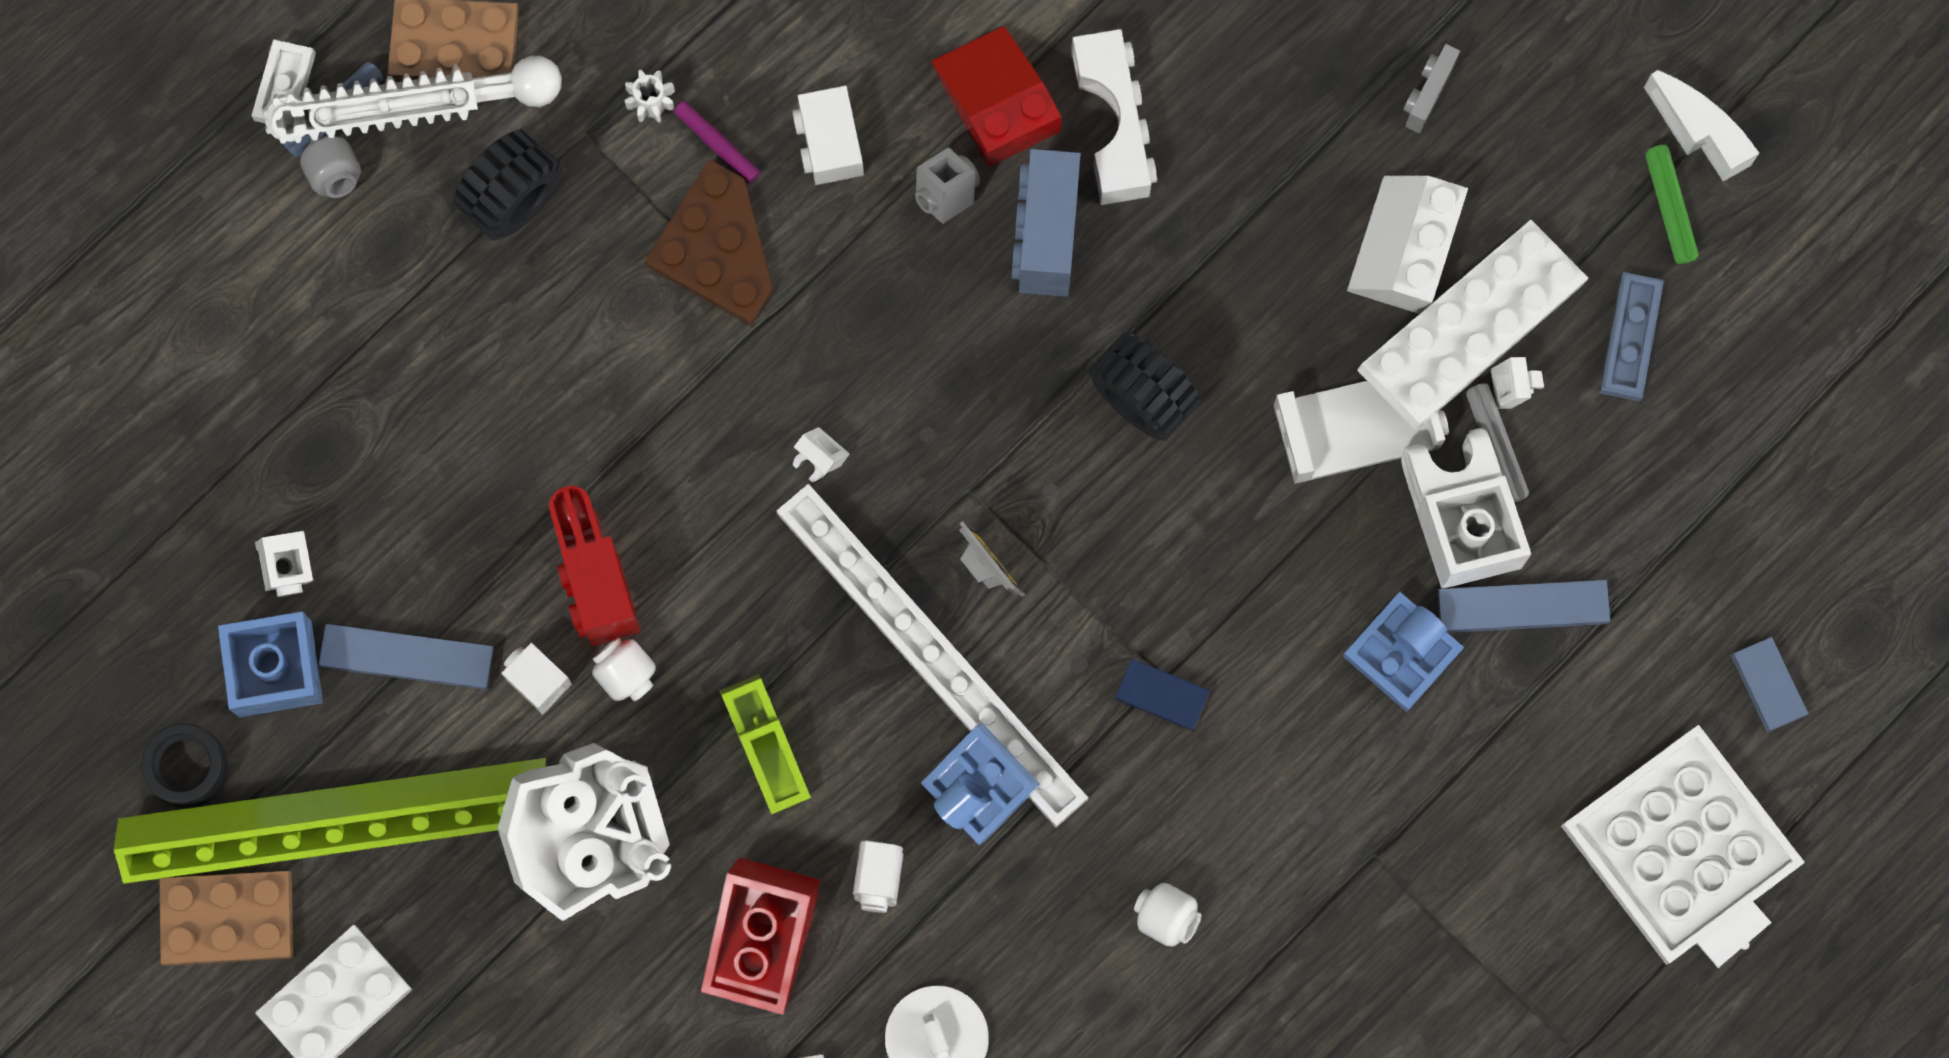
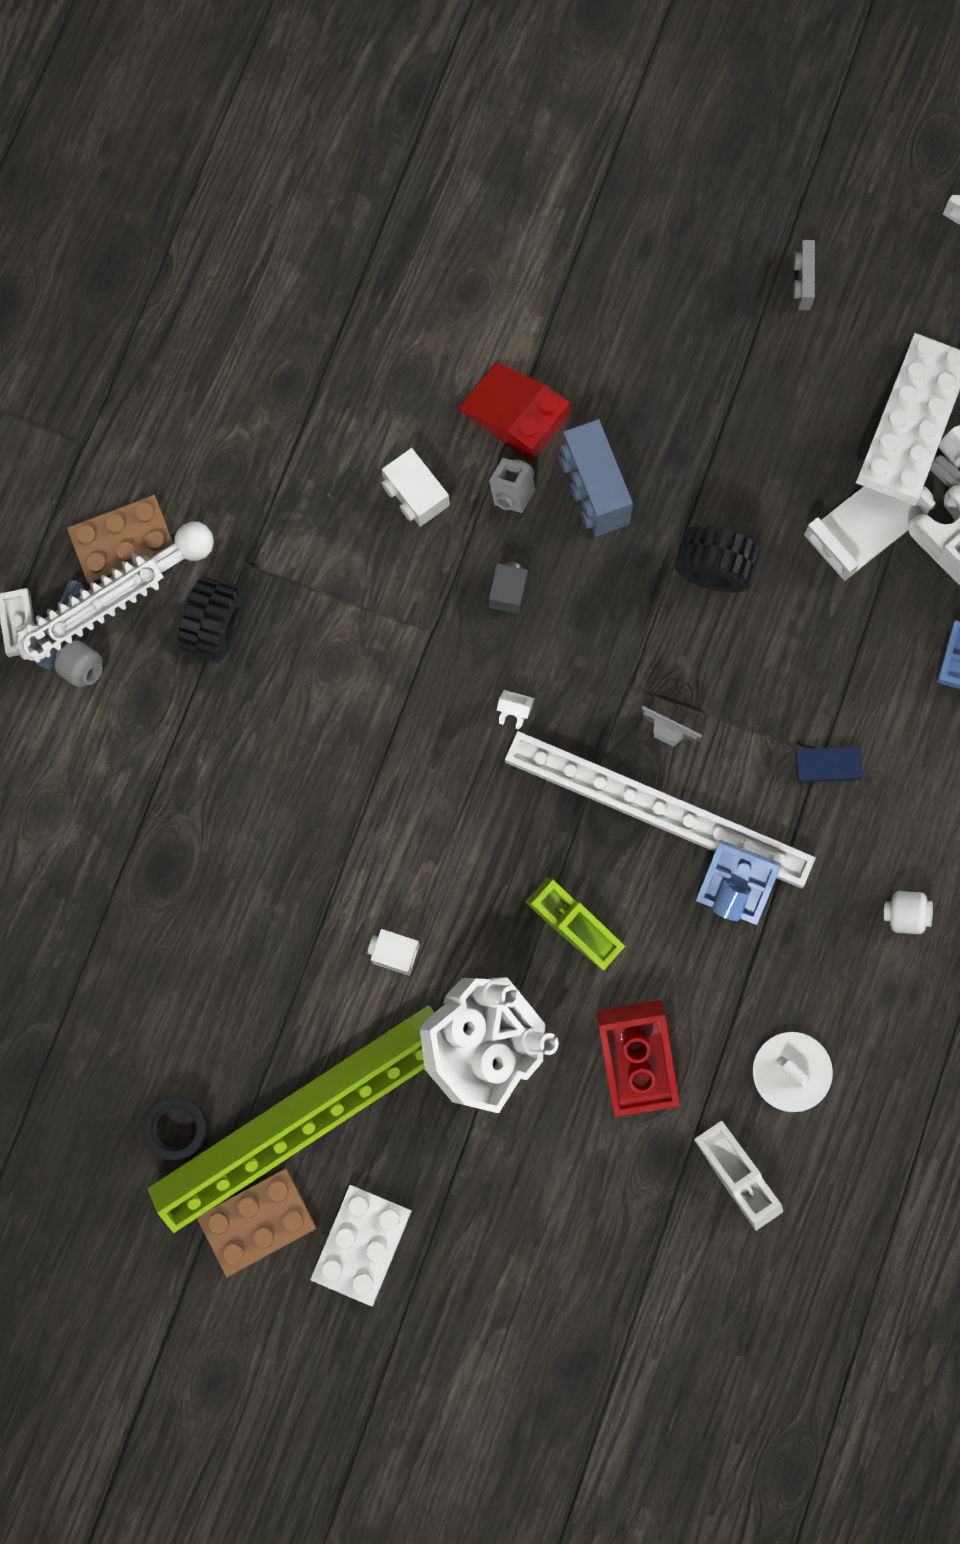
camera: 20 degrees left, 0 degrees up
(270, 664) = (203, 1029): medium blue brick -> none
(292, 549) = (180, 942): white brick -> none
(406, 657) = (295, 979): sand blue tile -> none
(591, 570) = (398, 858): red brick -> none
(624, 670) = (453, 918): white head -> none
(654, 105) = (285, 518): white gear -> none
(716, 246) = (373, 598): reddish brown plate -> none
(717, 142) = (339, 527): magenta piece -> none
(877, 876) = (701, 978): white brick -> none
(882, 306) = (508, 587): none -> dark grey brick
(1103, 69) = (579, 360): white arch -> none
(1407, 241) = (841, 383): white slope -> none

